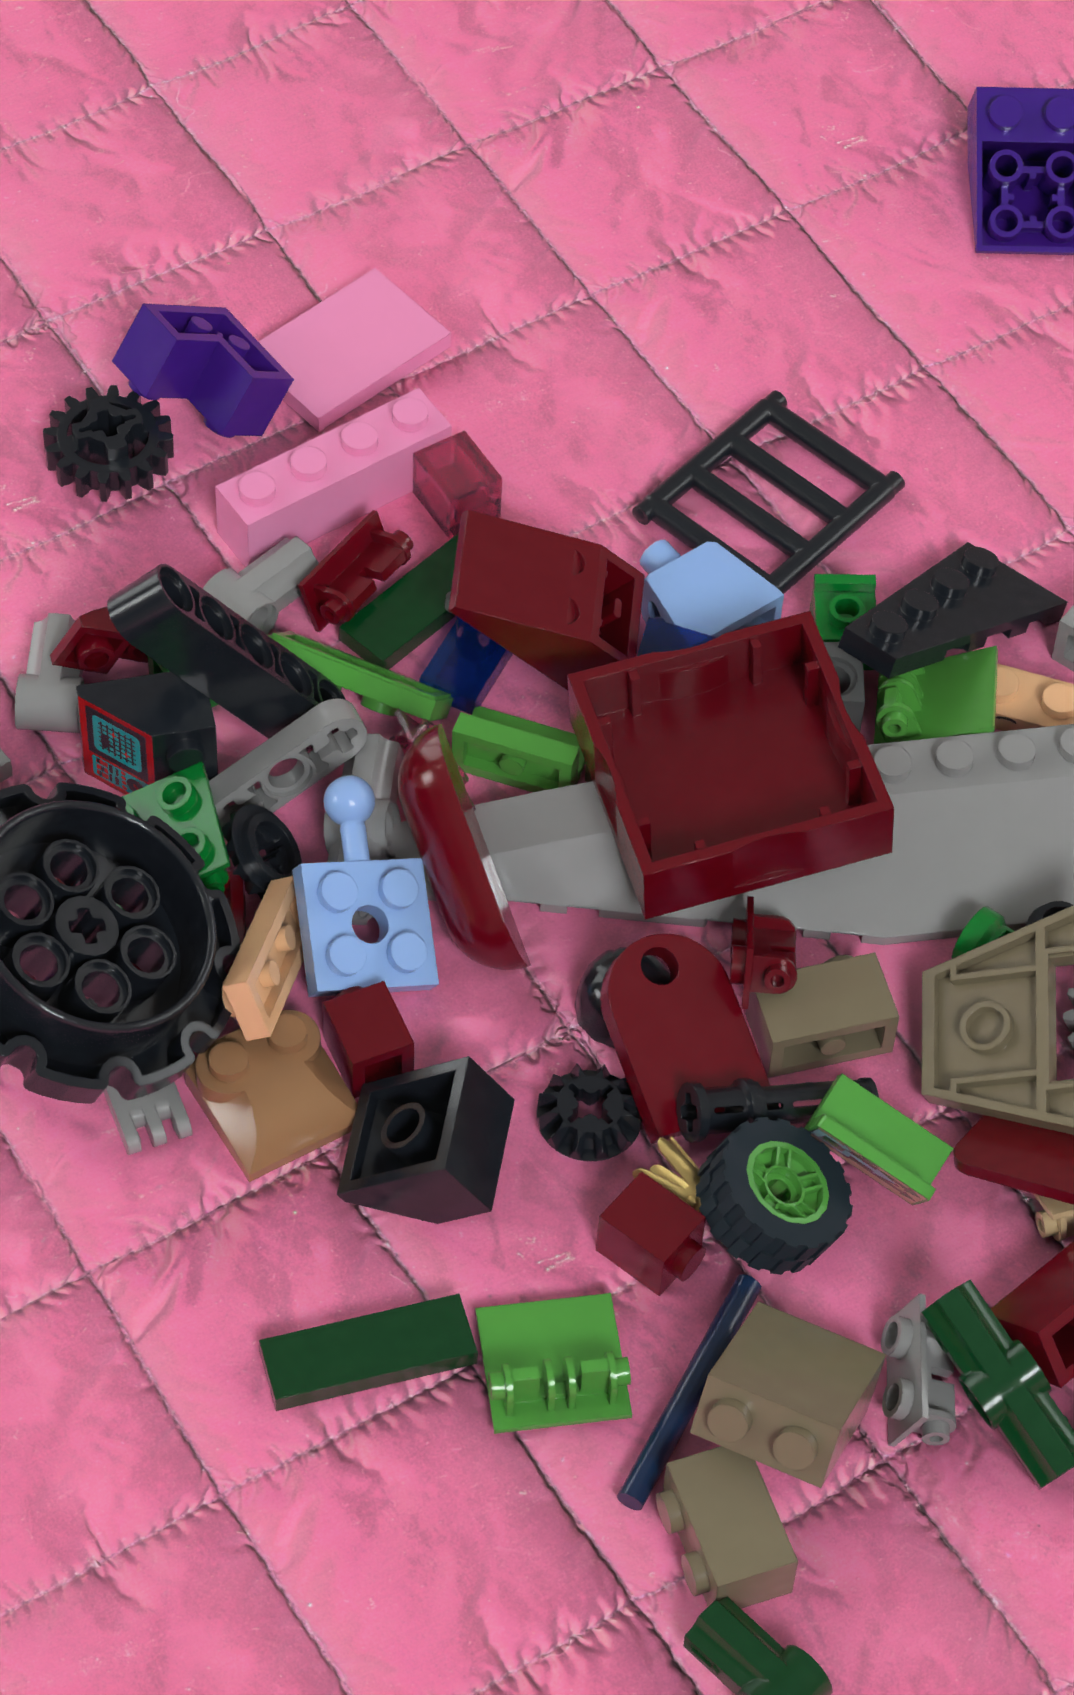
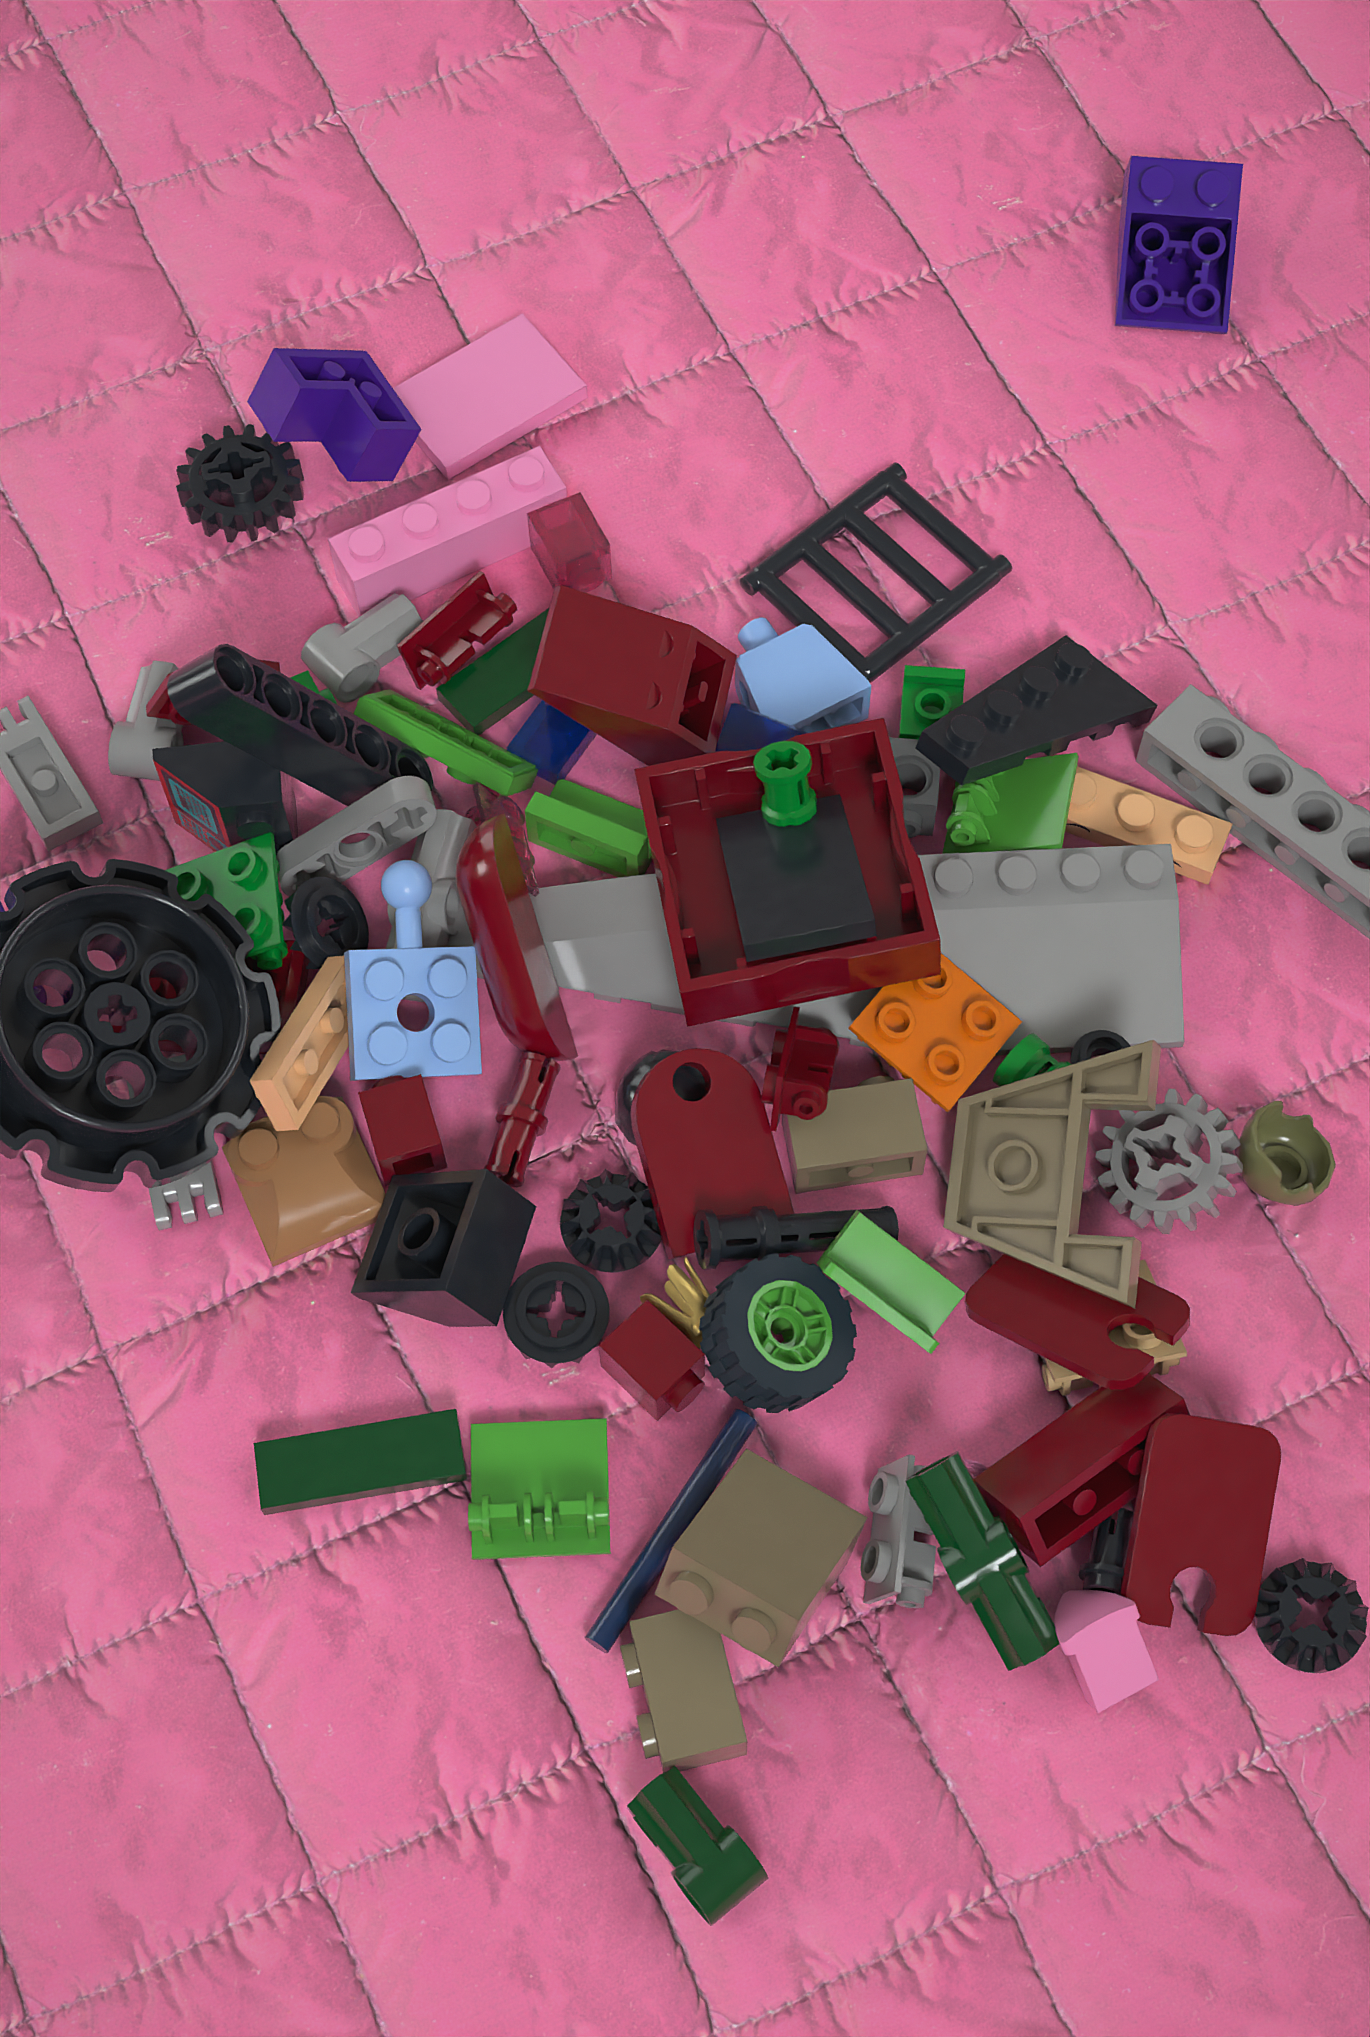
camera: 10 degrees right, 10 degrees up
(487, 1017) = (522, 1118): none -> dark red pin
(570, 1187) = (535, 1292): none -> black gear
(720, 678) = (785, 783): none -> green bush
(740, 765) = (795, 883): none -> black tile
(891, 909) = (936, 1031): none -> orange hinge

